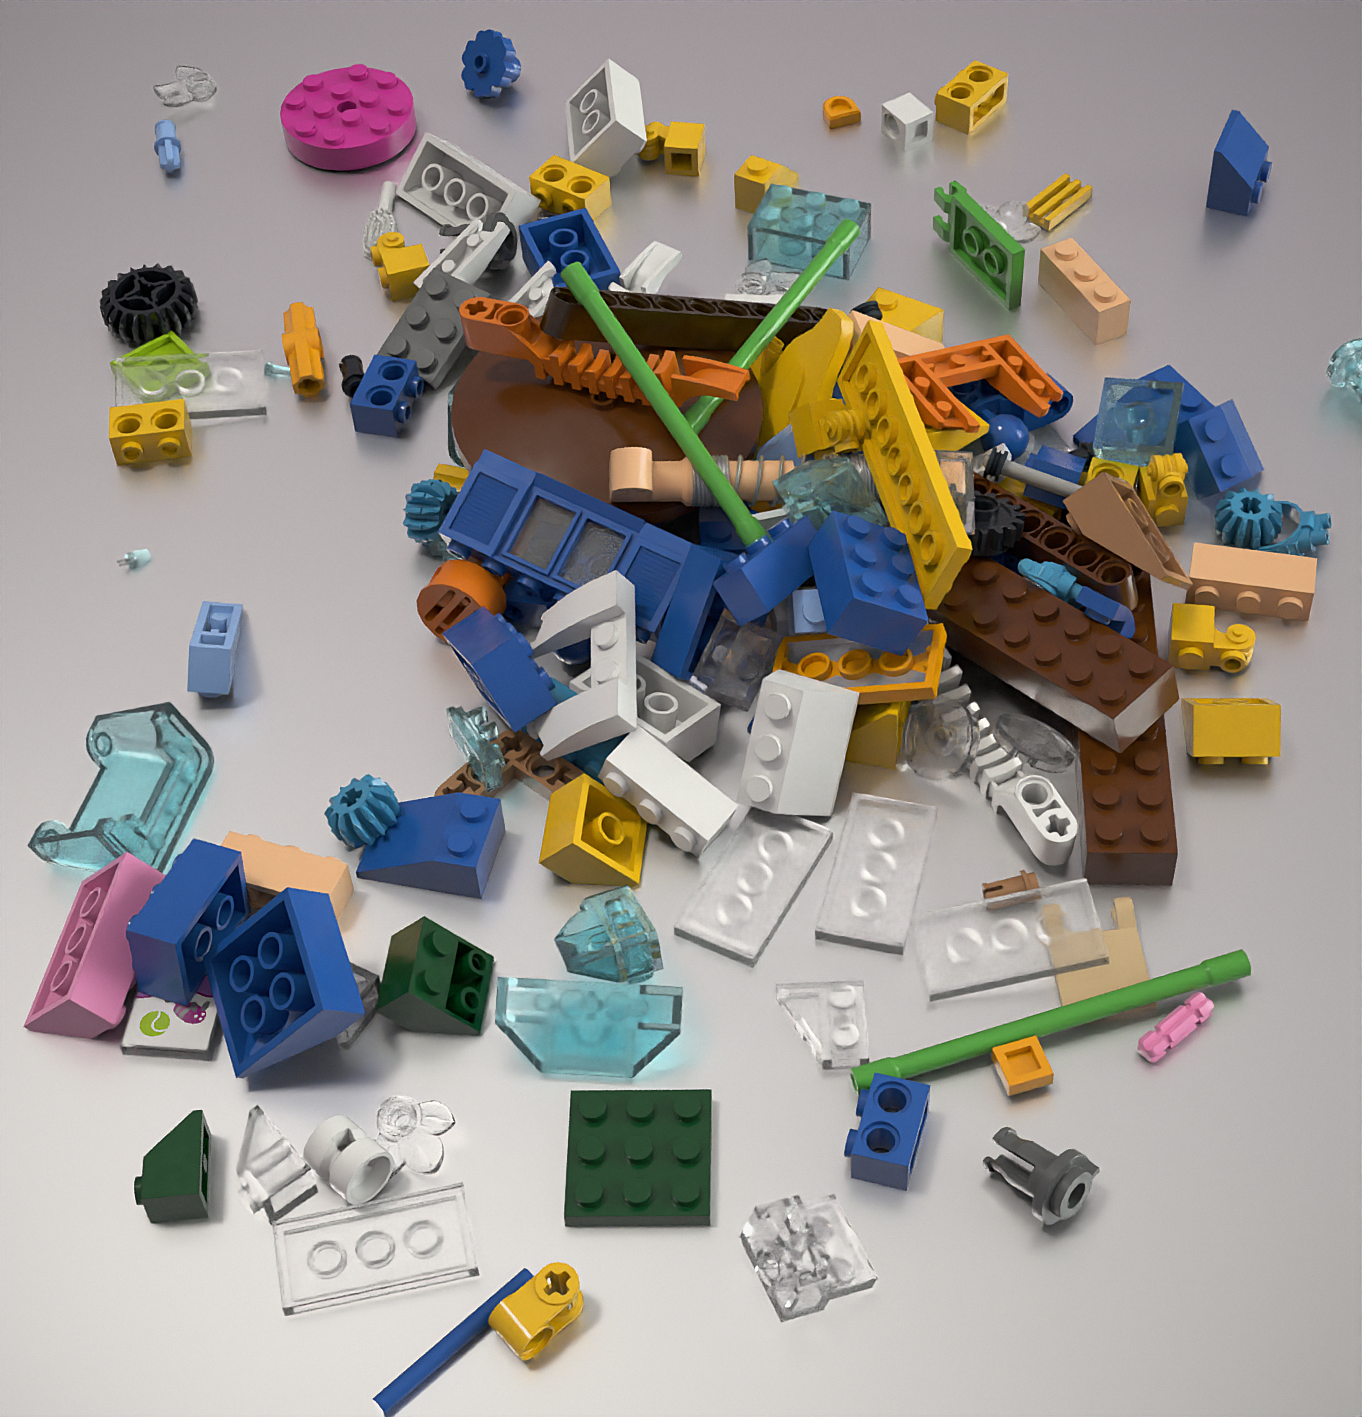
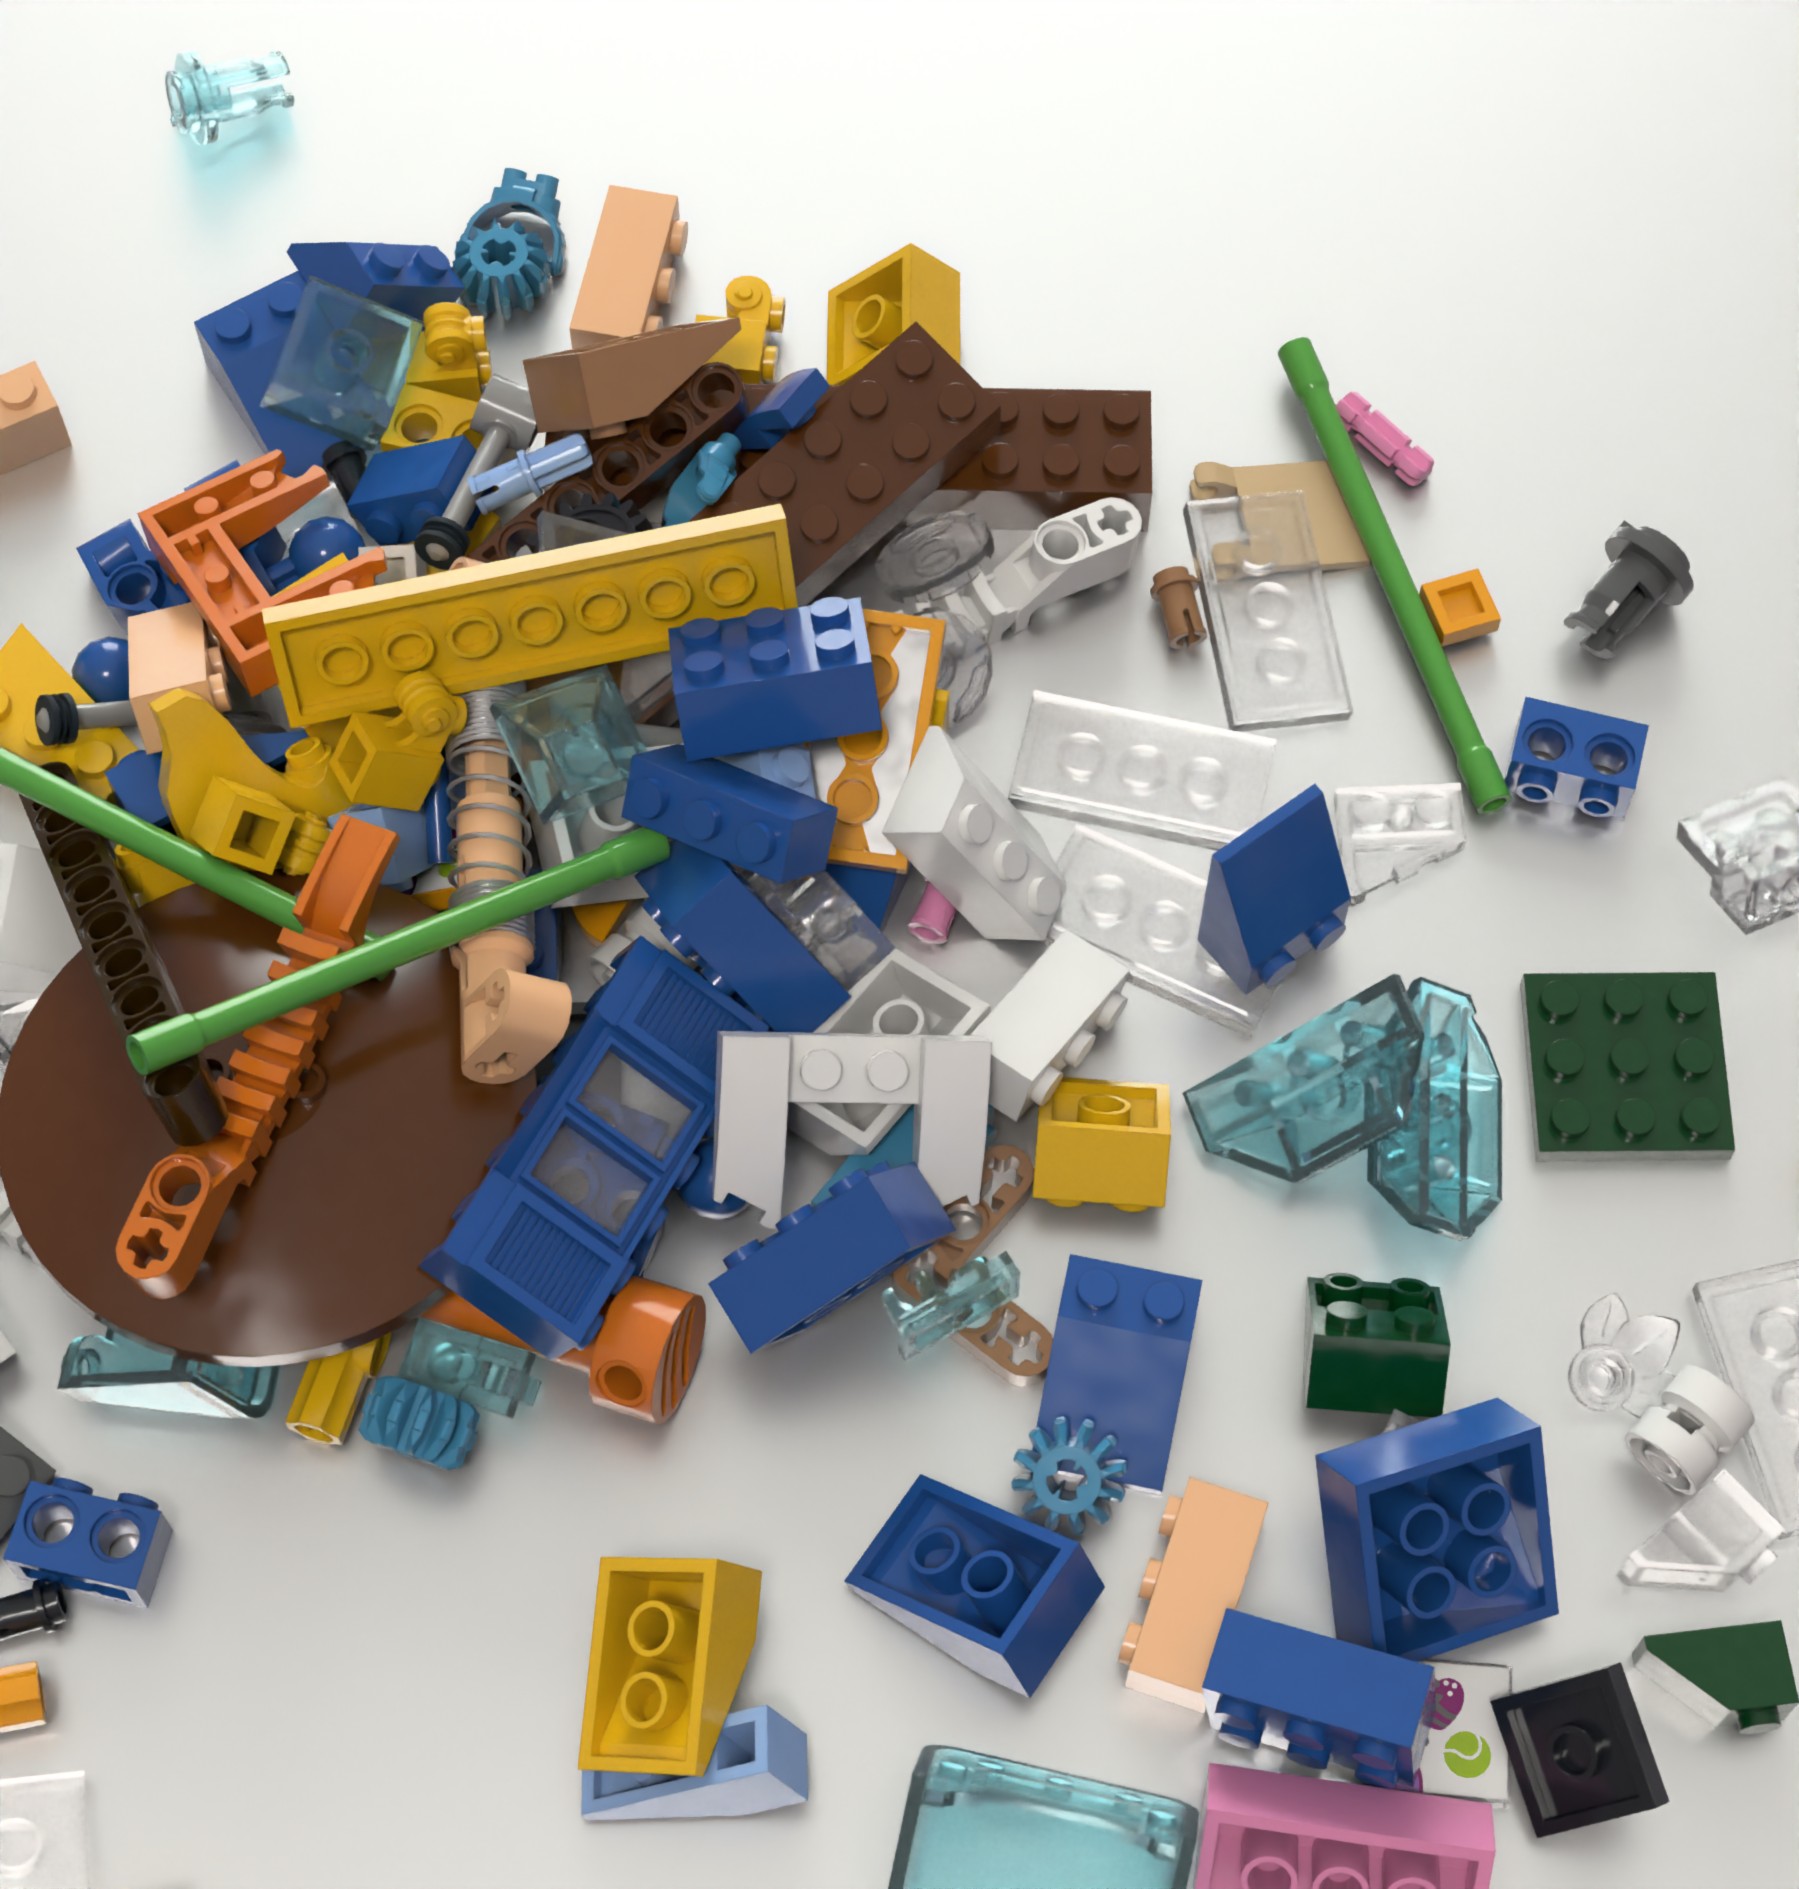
camera: 95 degrees left, 15 degrees up
(136, 1070) = (1579, 1751): none -> black tile
(277, 619) = (665, 1662): none -> yellow slope
(299, 772) = (978, 1583): none -> blue slope
(747, 901) = (1275, 894): none -> blue slope
(778, 373) = (257, 829): none -> yellow brick
(1043, 492) = (532, 472): none -> light blue axle

